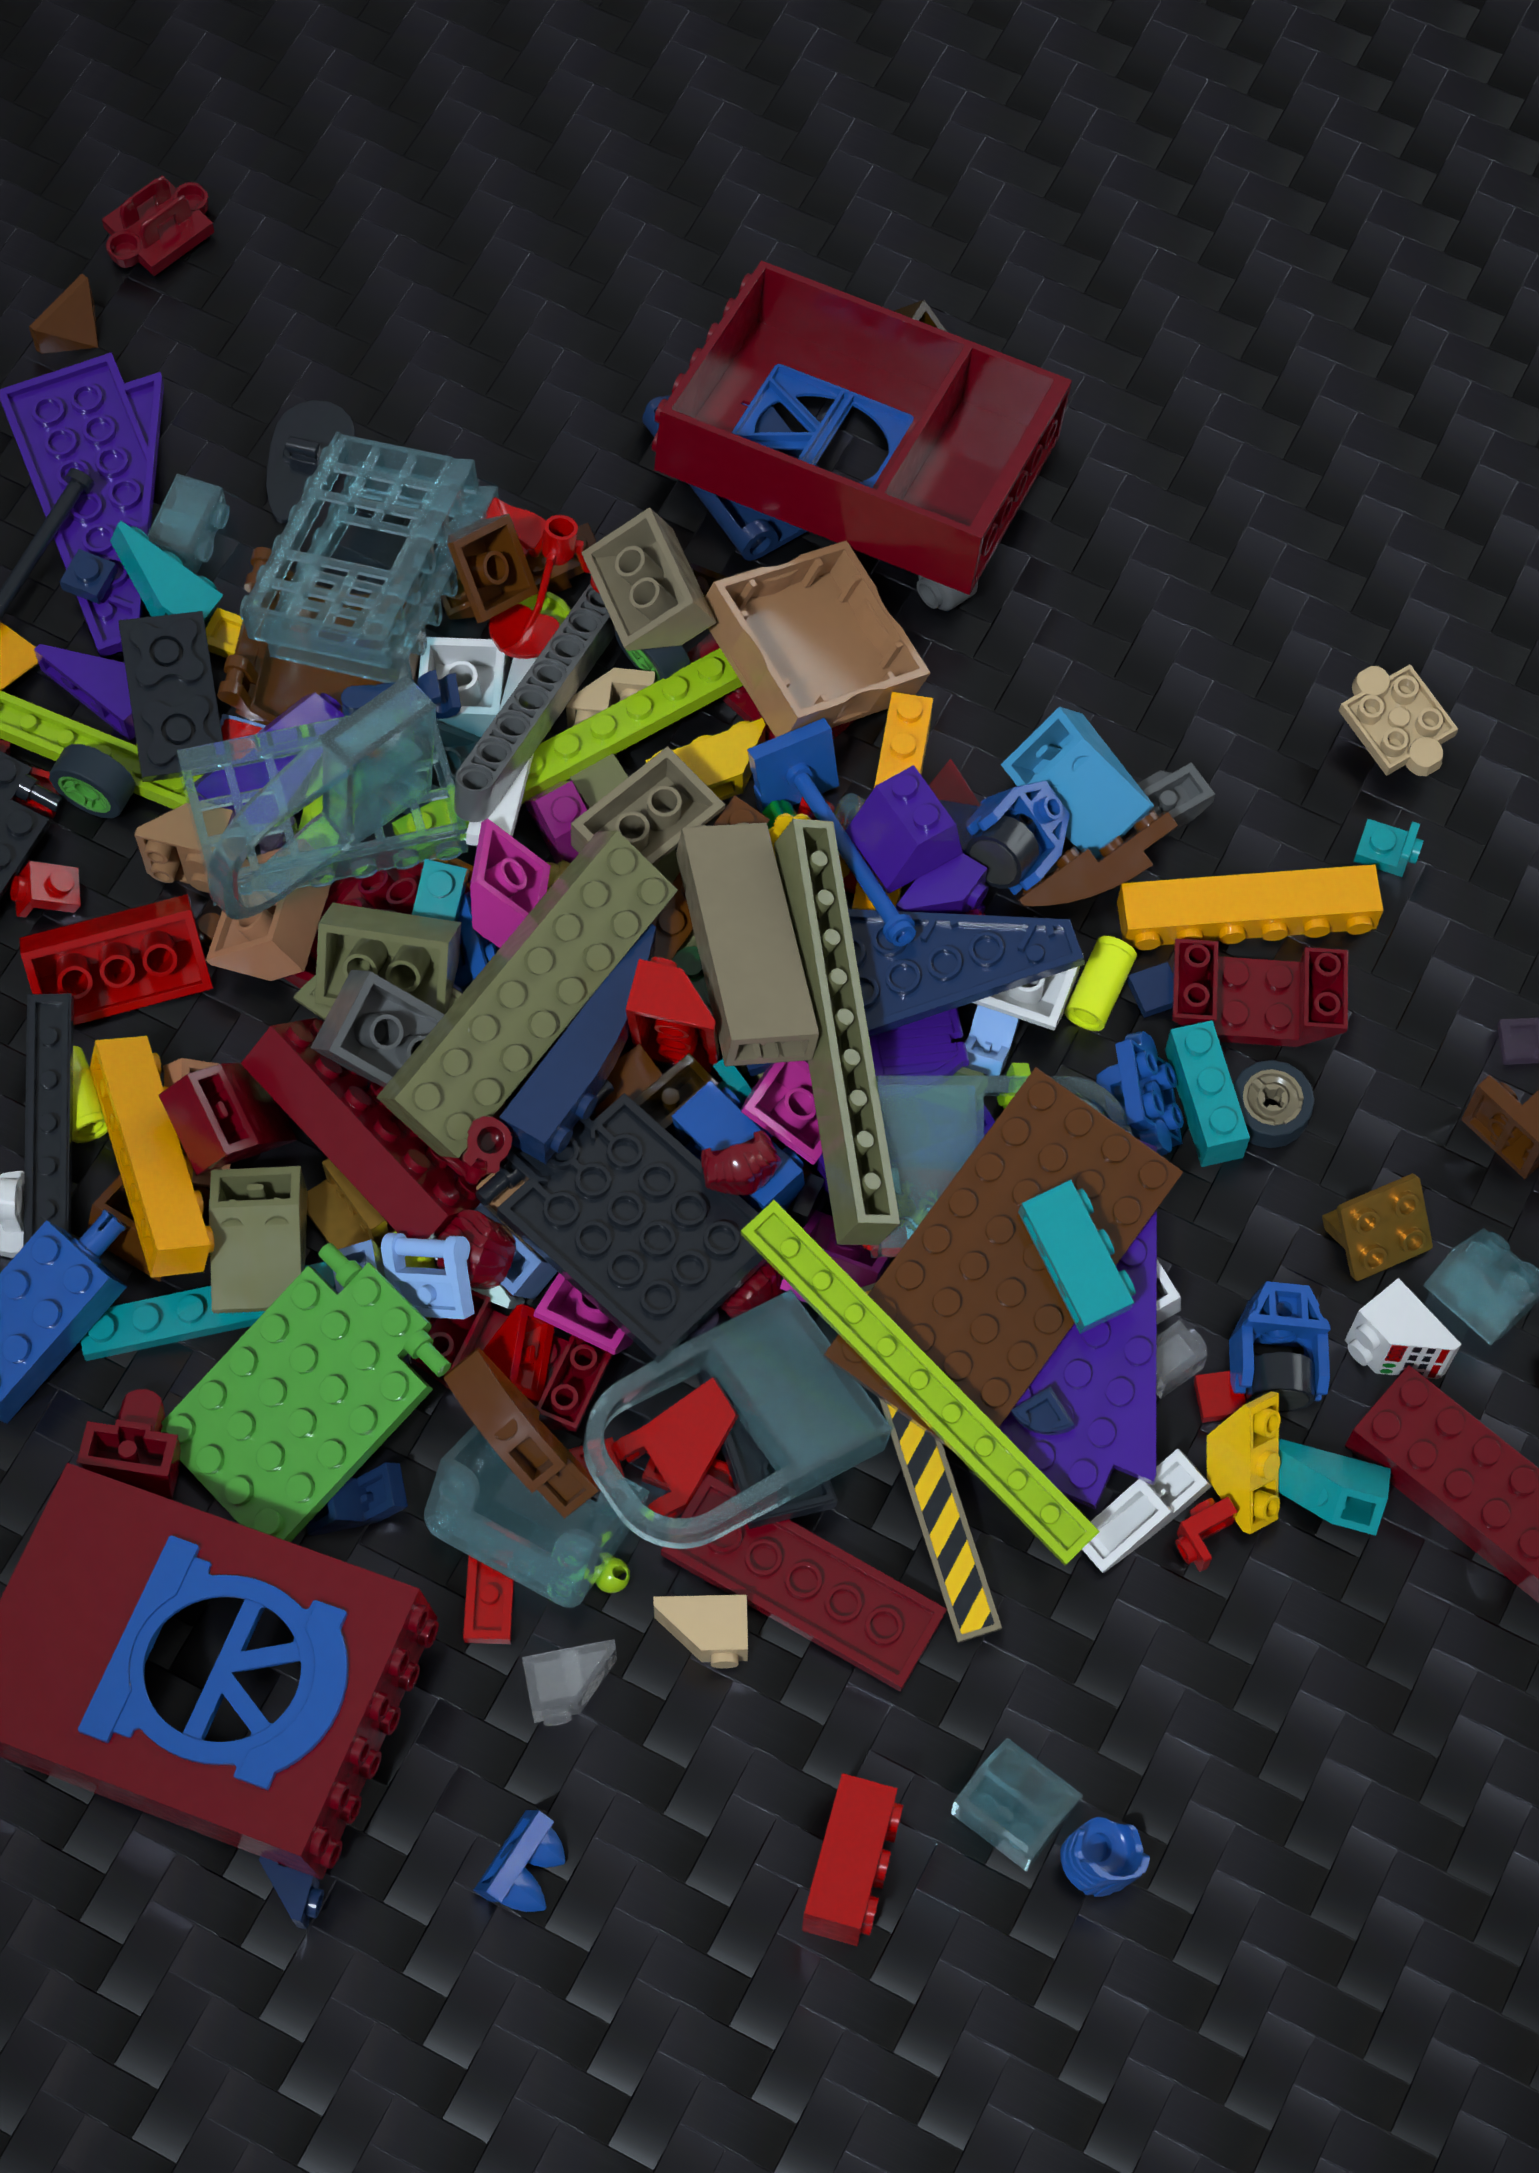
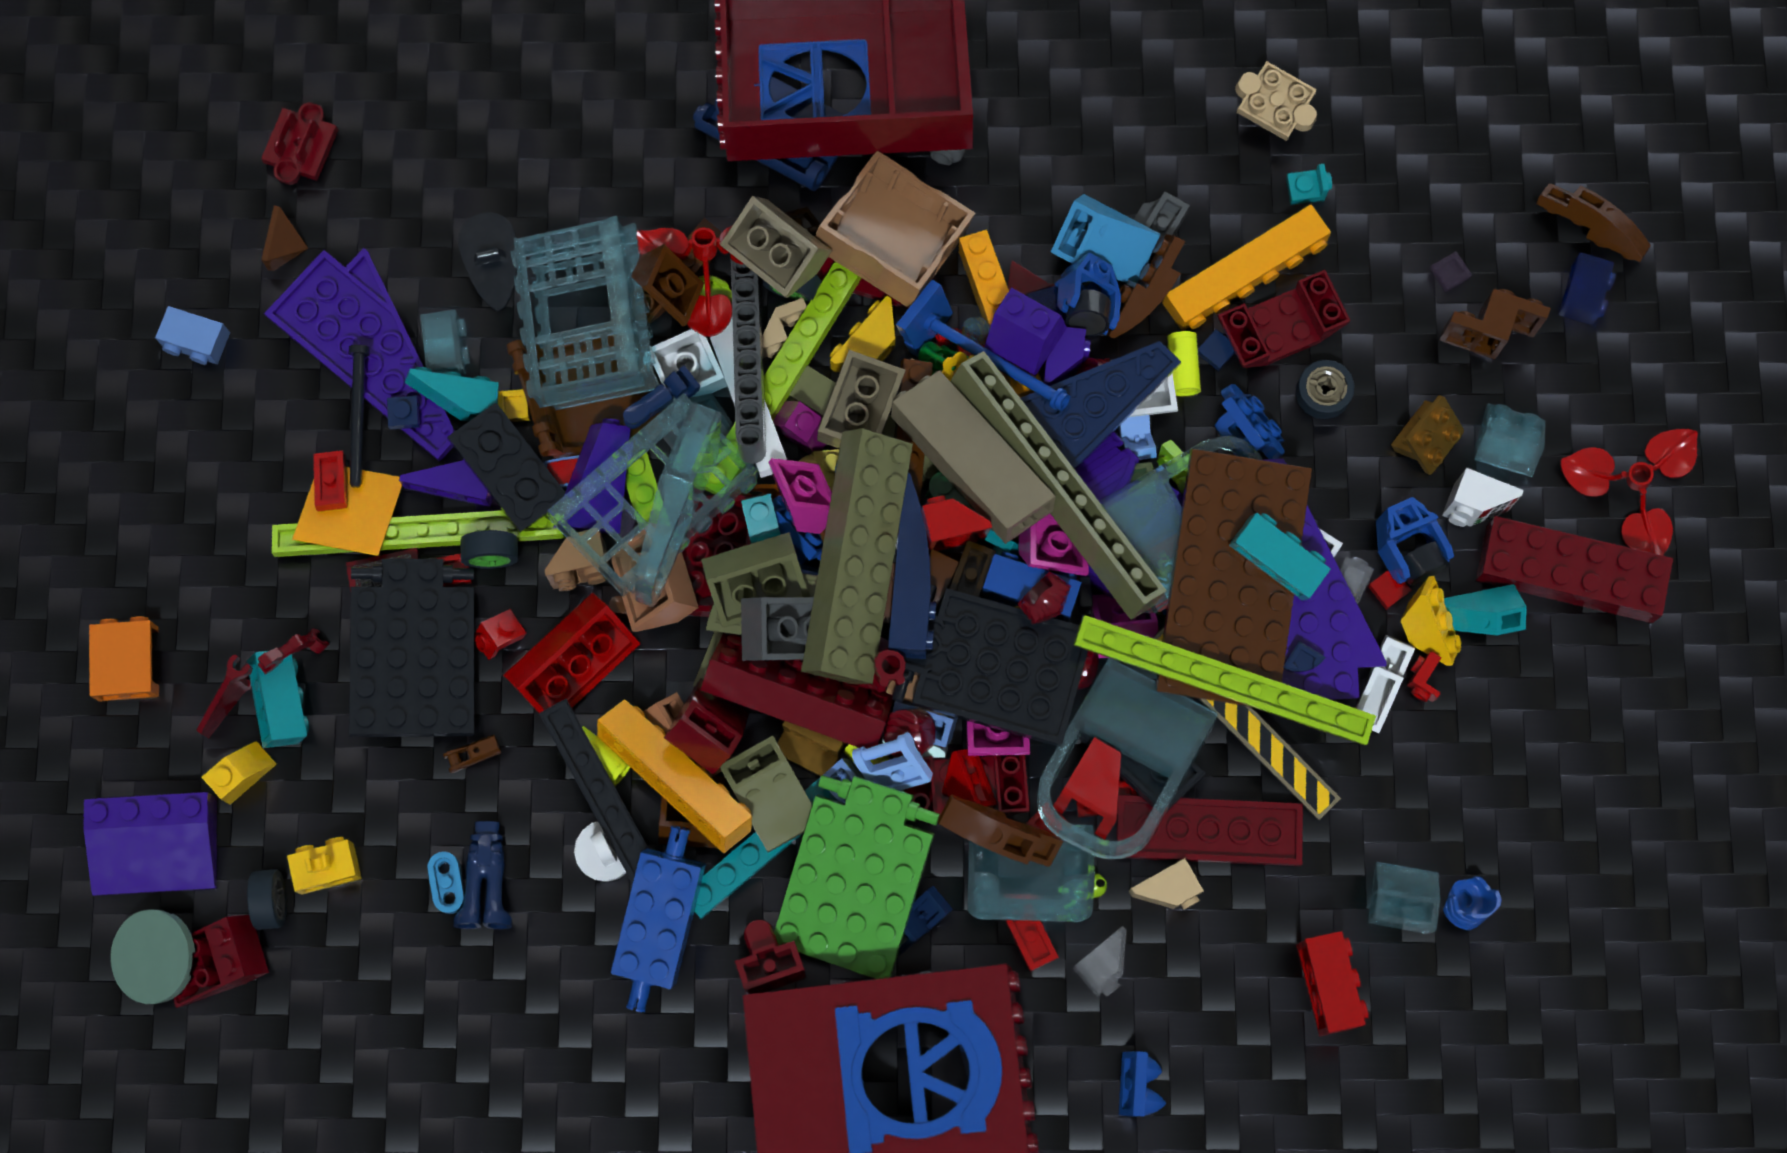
camera: 25 degrees left, 10 degrees up
(1207, 1093) = (1285, 402): teal brick -> none

